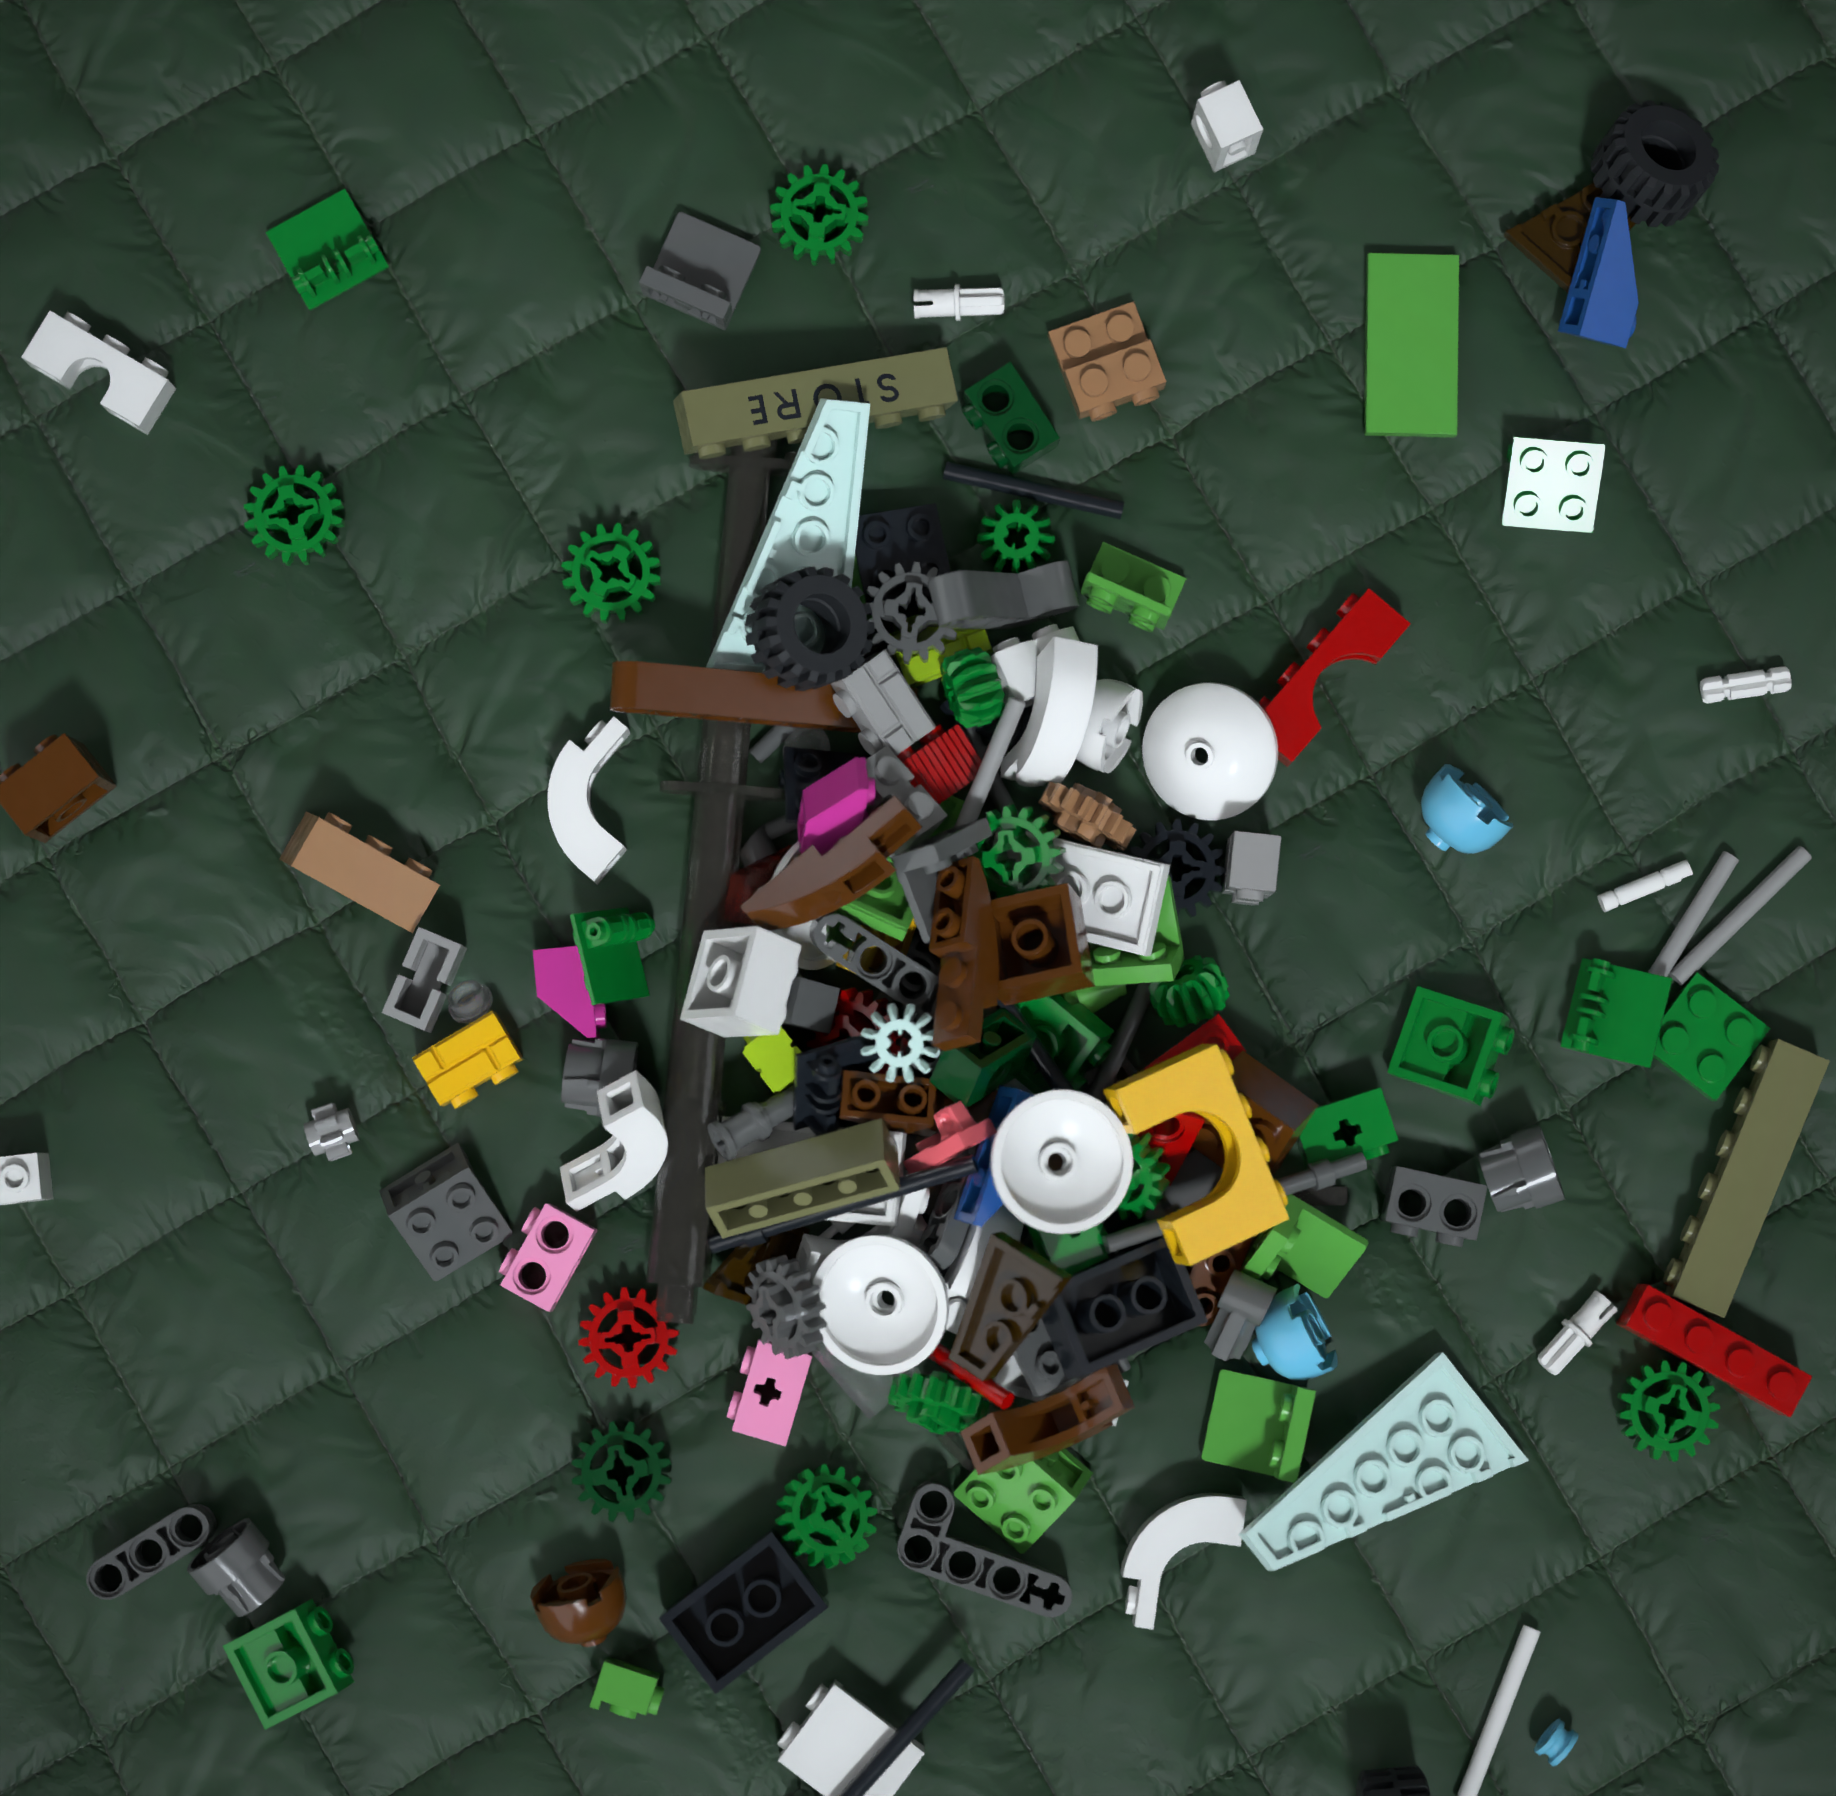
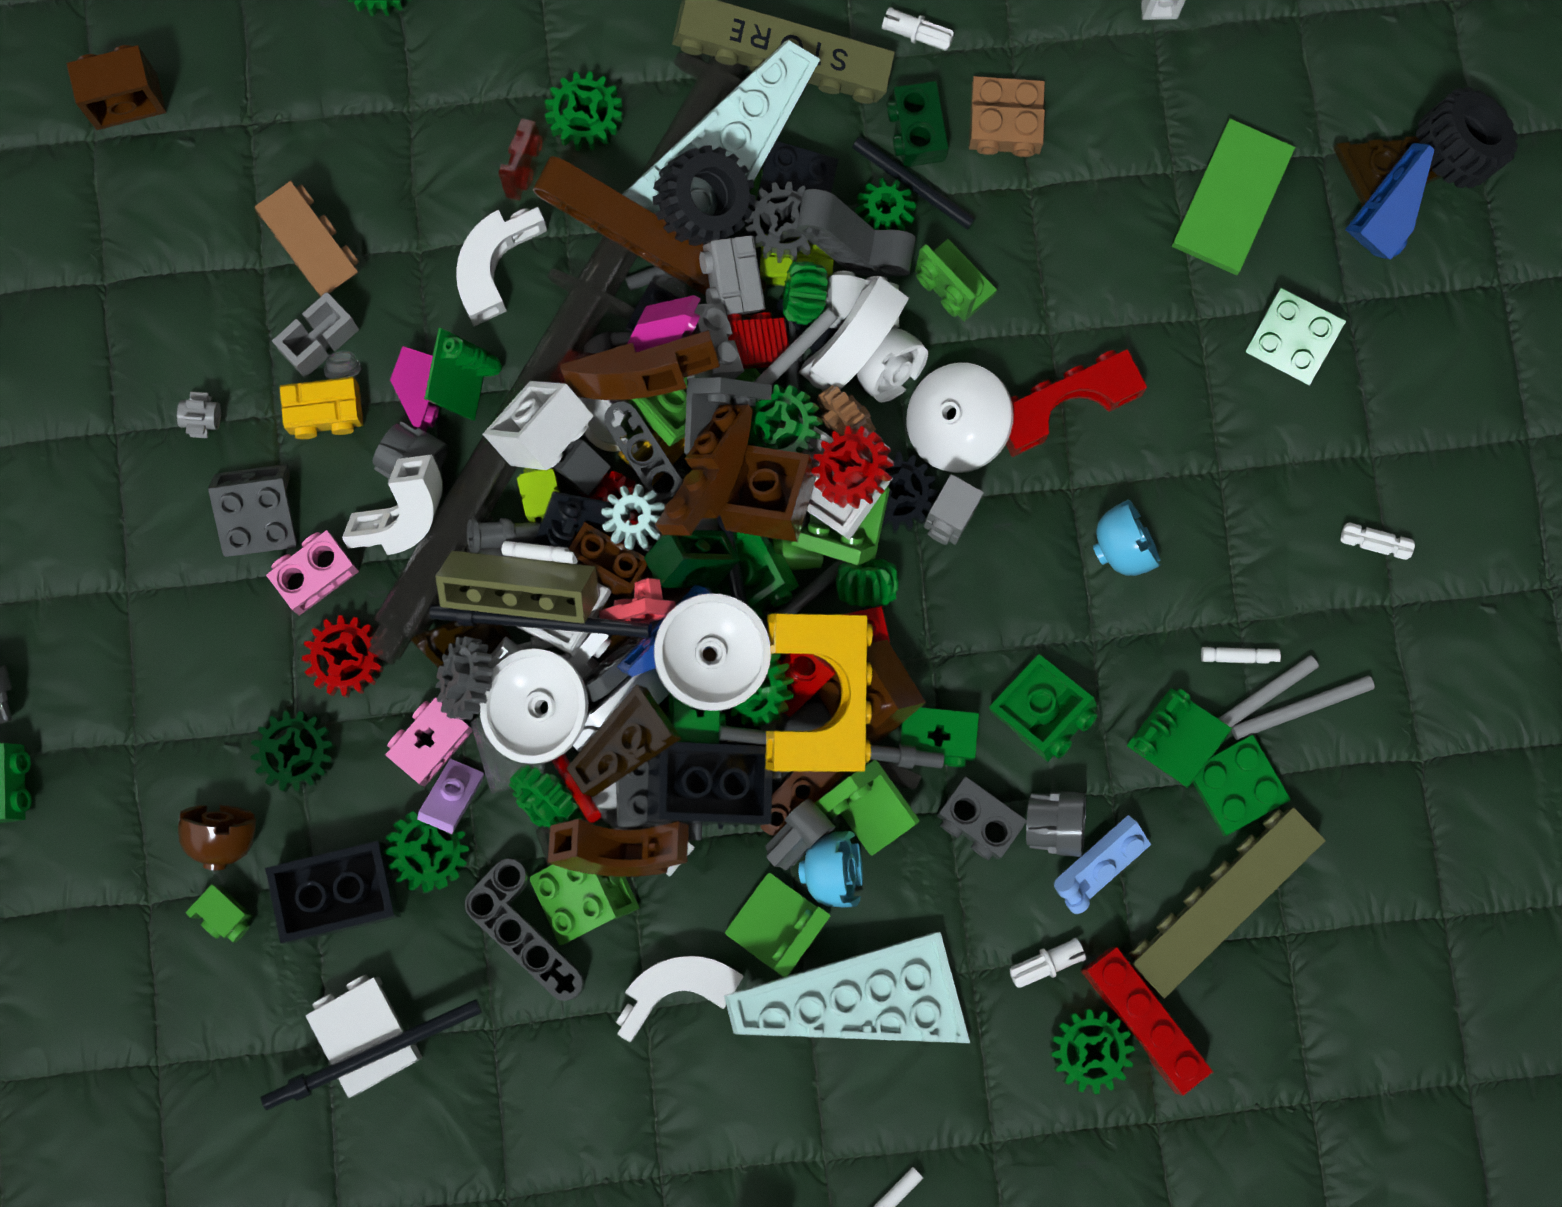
camera: 25 degrees right, 5 degrees down
(563, 644) = (517, 175): none -> clear red wing
(808, 1129) = (538, 552): none -> white wheel
(826, 1443) = (450, 796): none -> lavender plate
(1117, 857) = (854, 481): none -> red gear
(1589, 1196) = (1101, 864): none -> light blue plate

